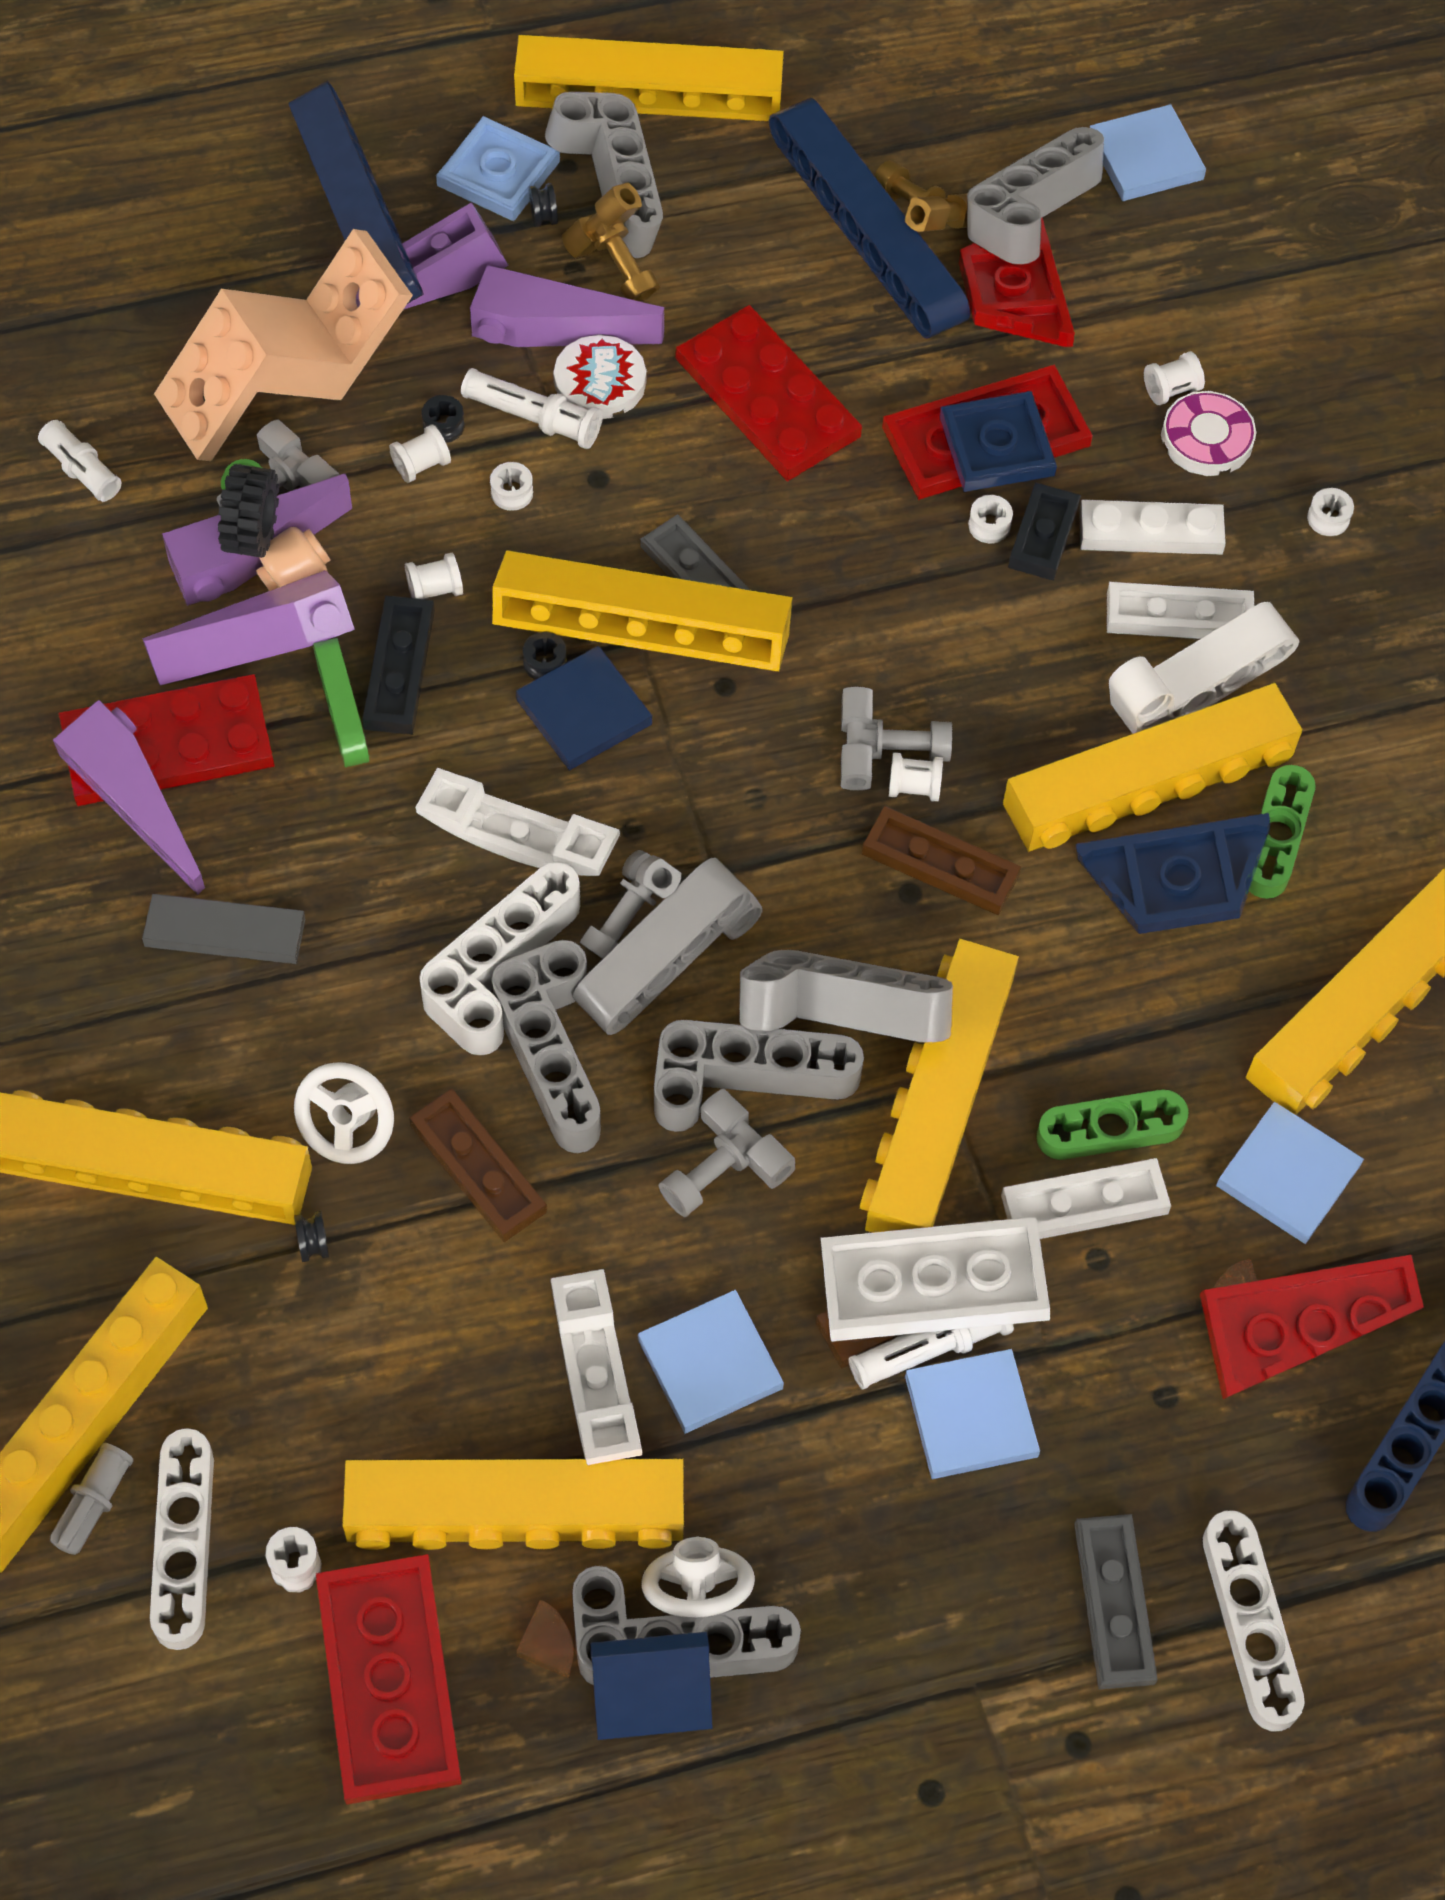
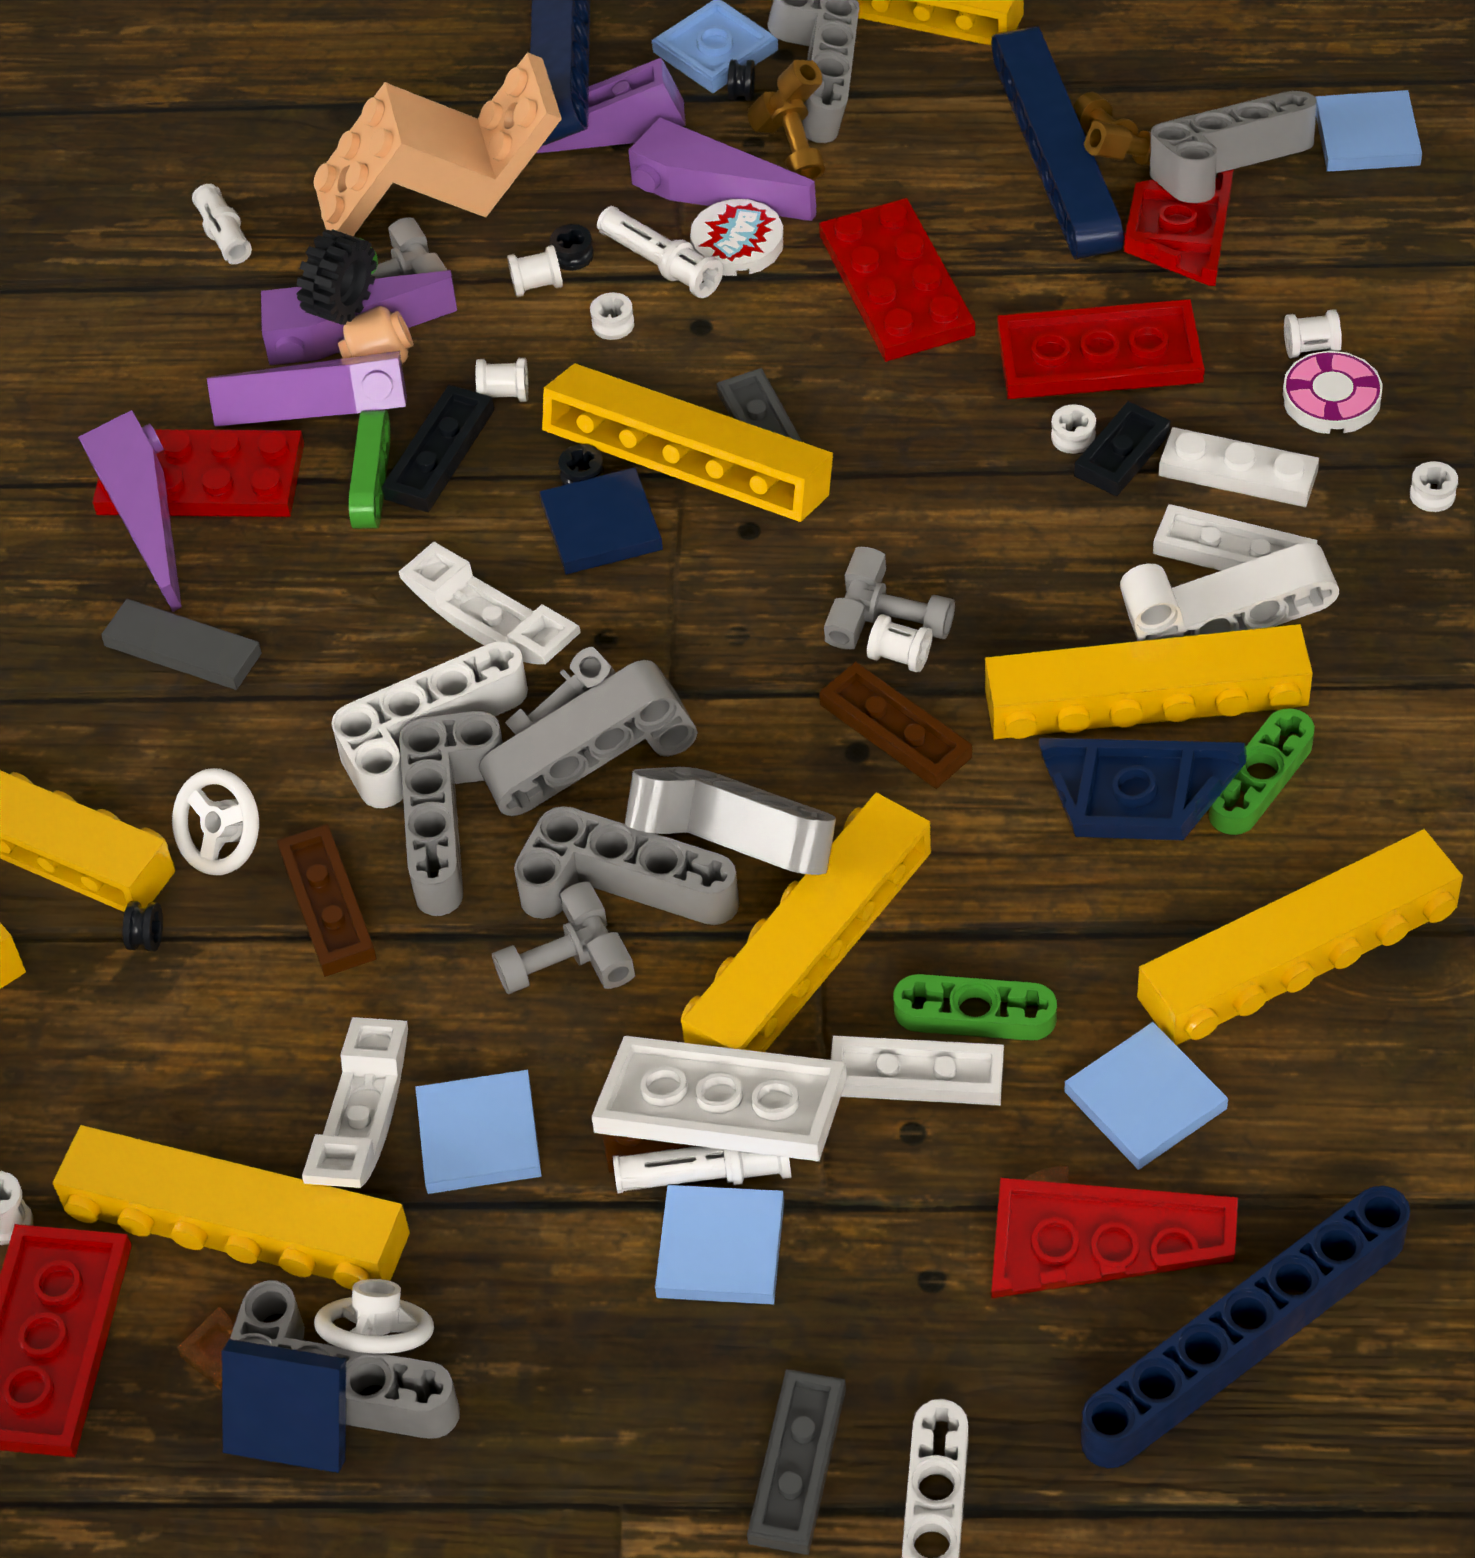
camera: 25 degrees right, 10 degrees down
(997, 441) = (1101, 355): dark blue tile -> none

